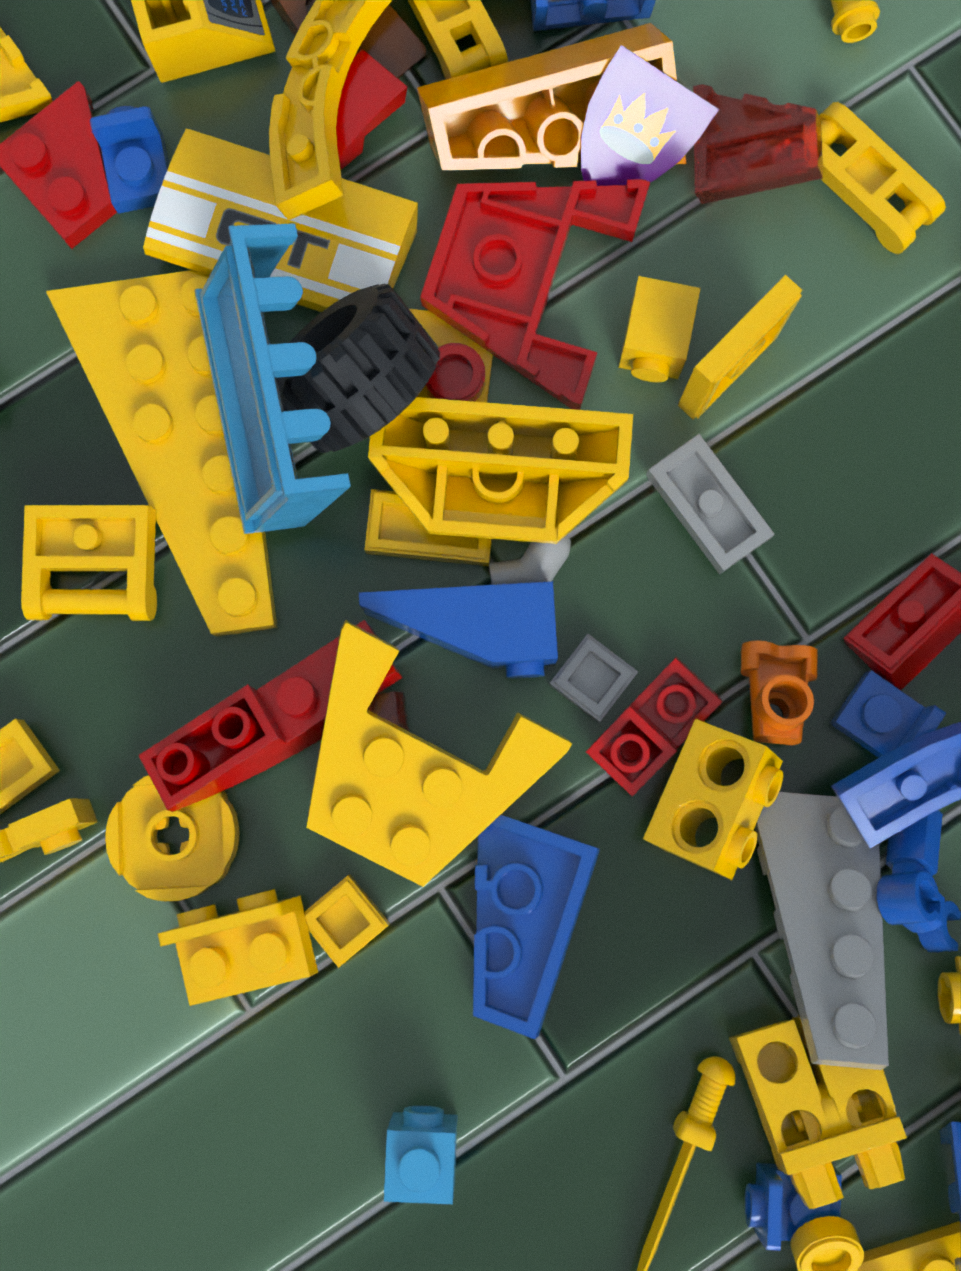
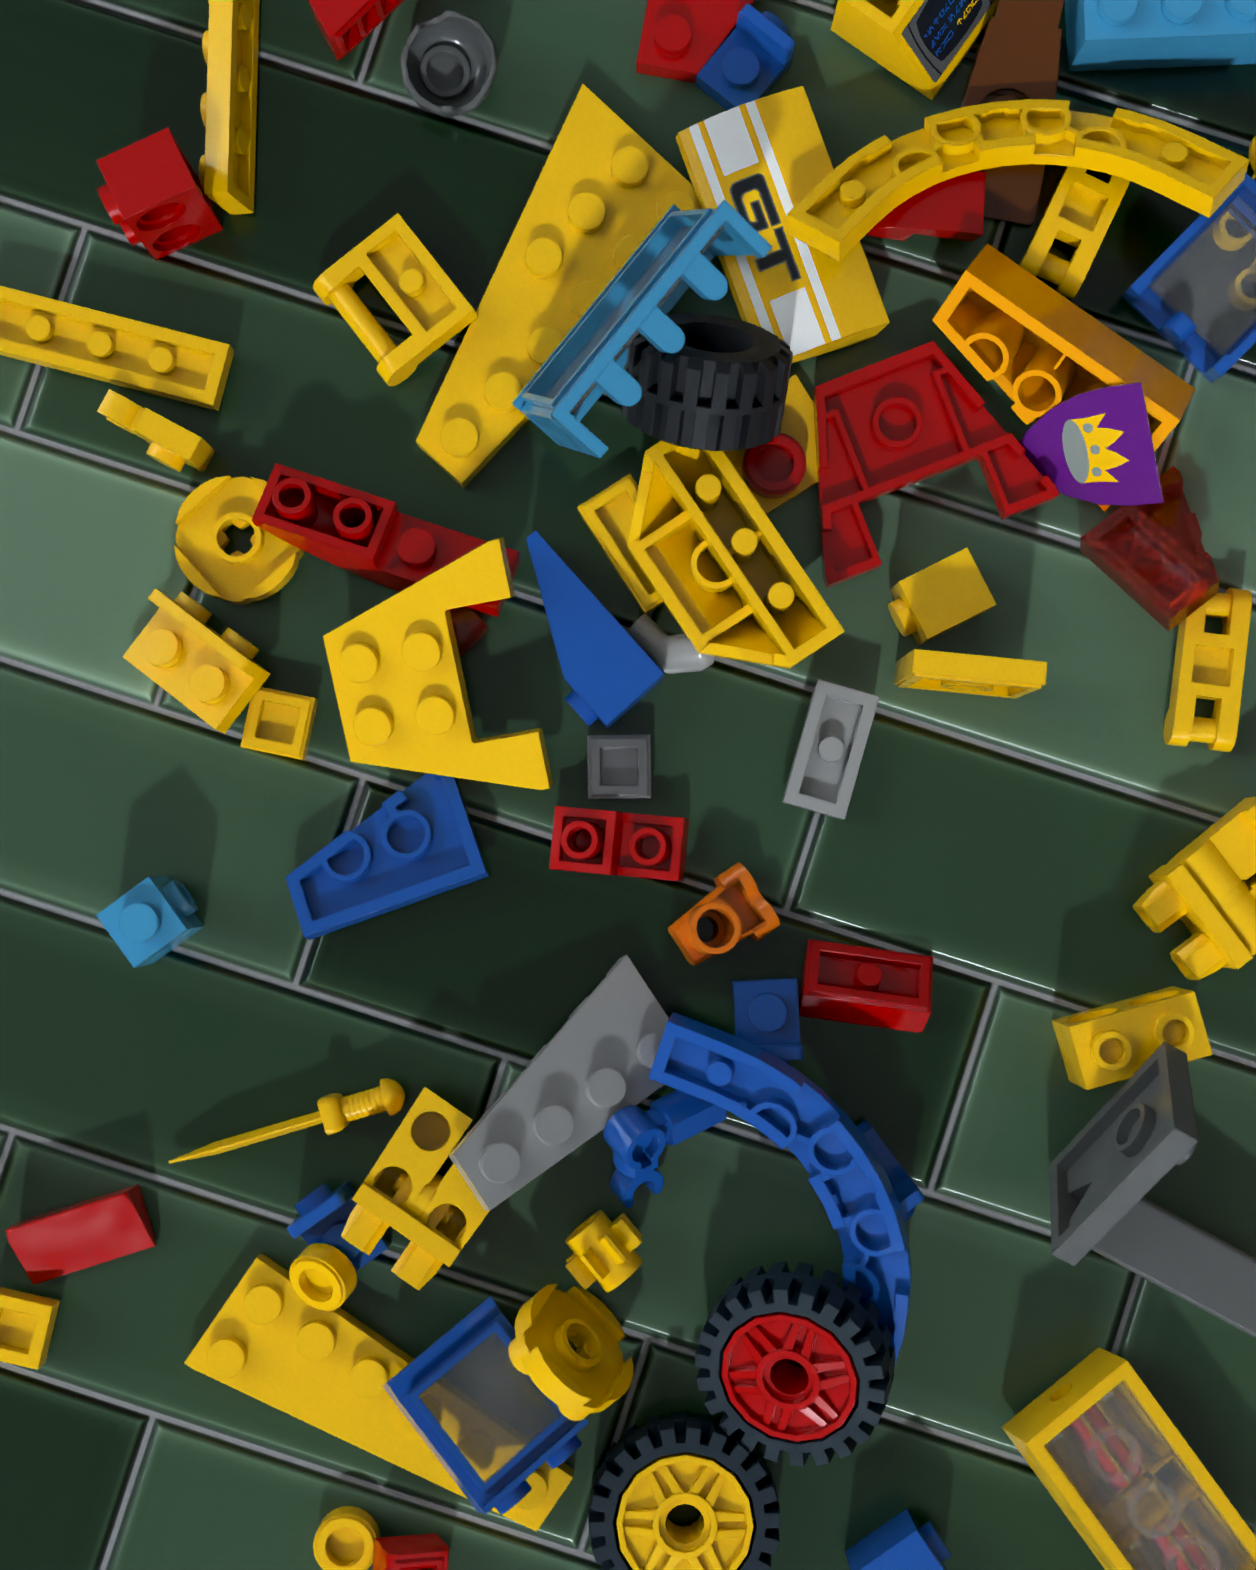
camera: 45 degrees right, 5 degrees up
(697, 794) = (591, 916): yellow brick -> none

